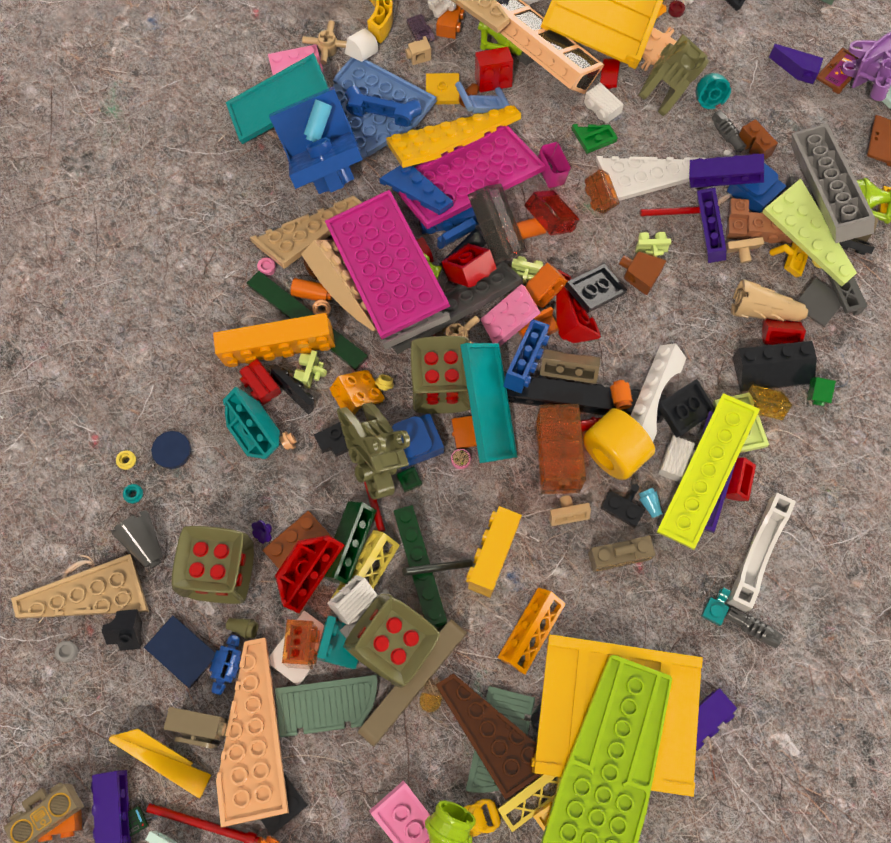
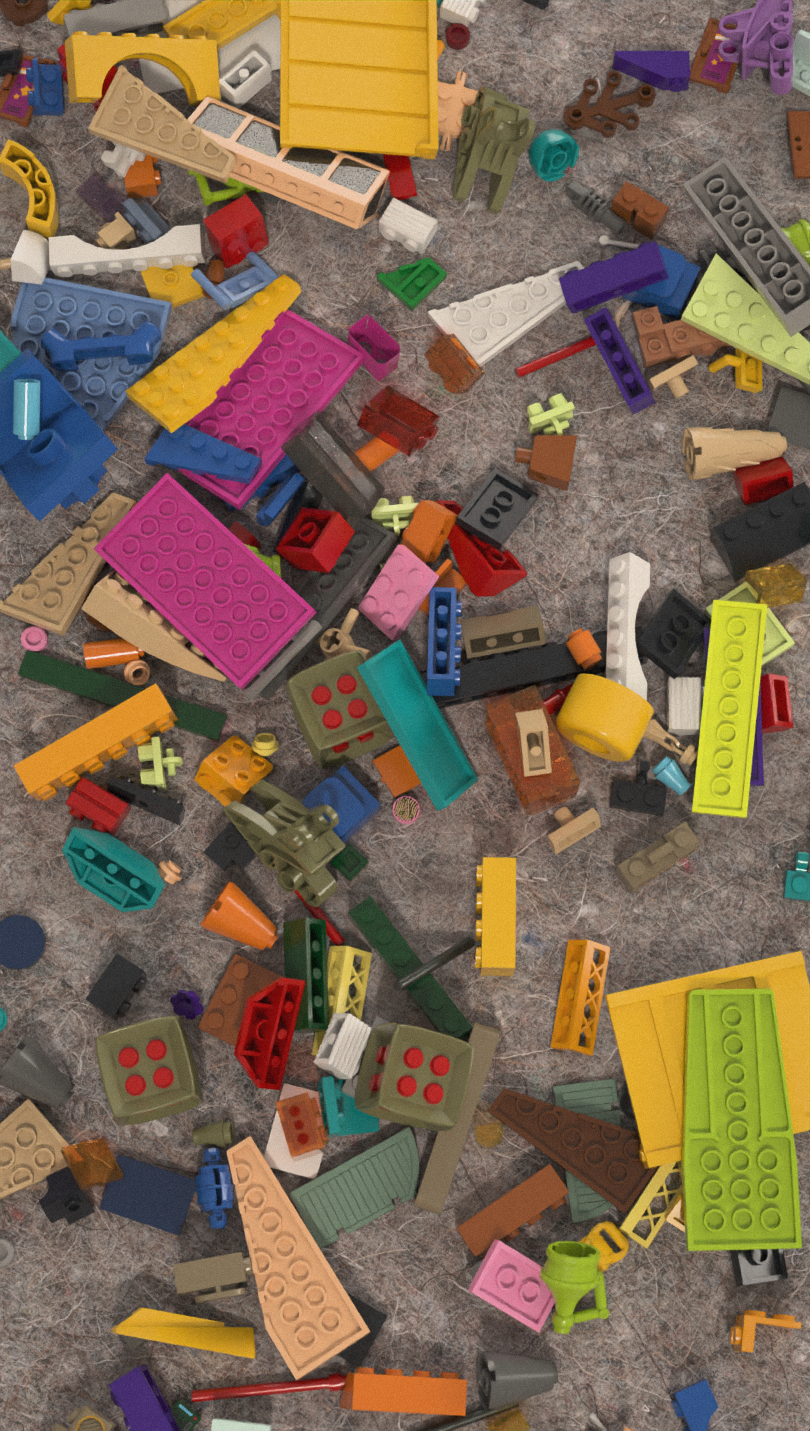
camera: 20 degrees left, 5 degrees up
(151, 614) = (92, 1163): none -> clear orange piece
(220, 503) = (117, 987): none -> black brick
(319, 487) = (239, 919): none -> orange cone
(426, 764) = (513, 1210): none -> dark orange brick
(441, 50) = (144, 220): none -> sand blue bracket
(453, 67) = (177, 247): none -> white arch
(563, 440) = (533, 742): none -> tan slope
(651, 471) = (658, 734): none -> tan piece
(738, 76) = (607, 107): none -> reddish brown plant

